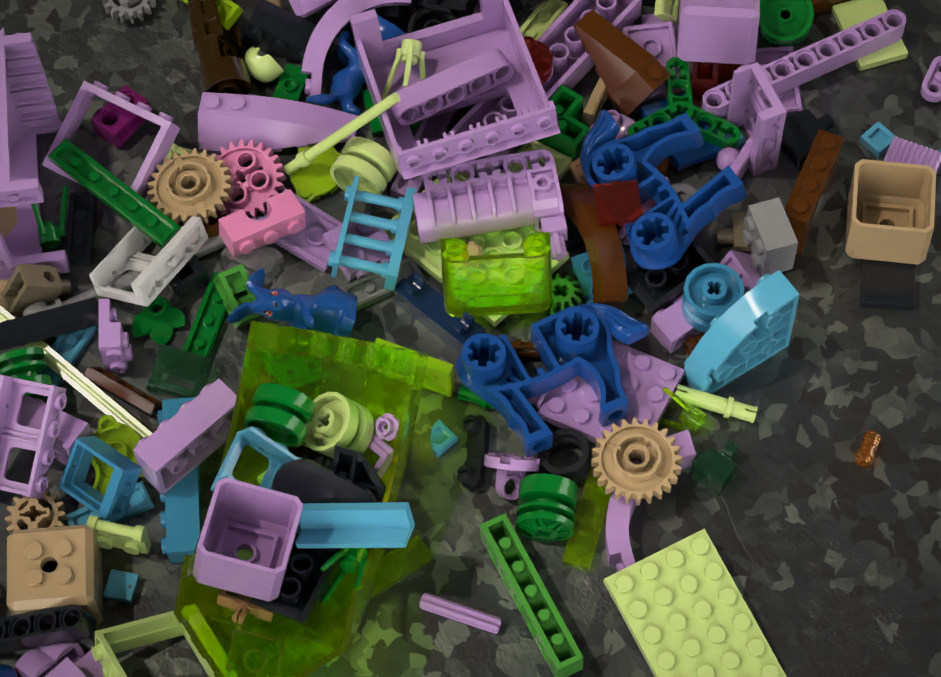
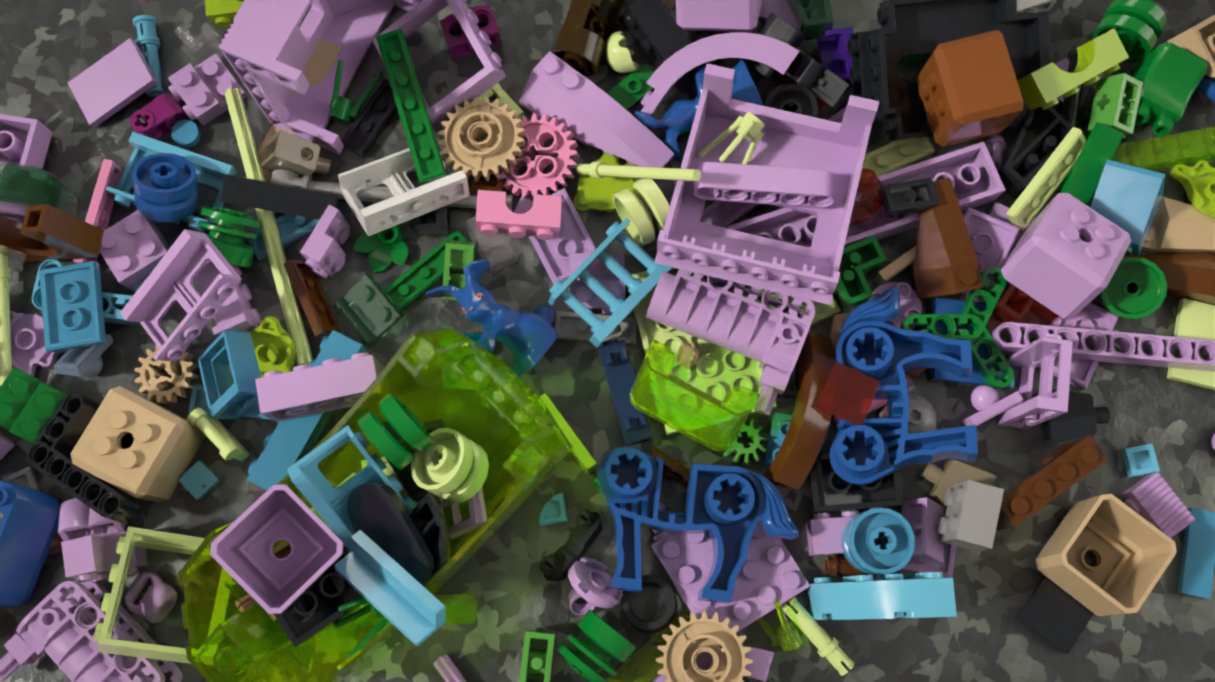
camera: 30 degrees right, 15 degrees up
(393, 426) = (492, 495): lavender plate -> none
(569, 39) = (908, 197): none -> black slope

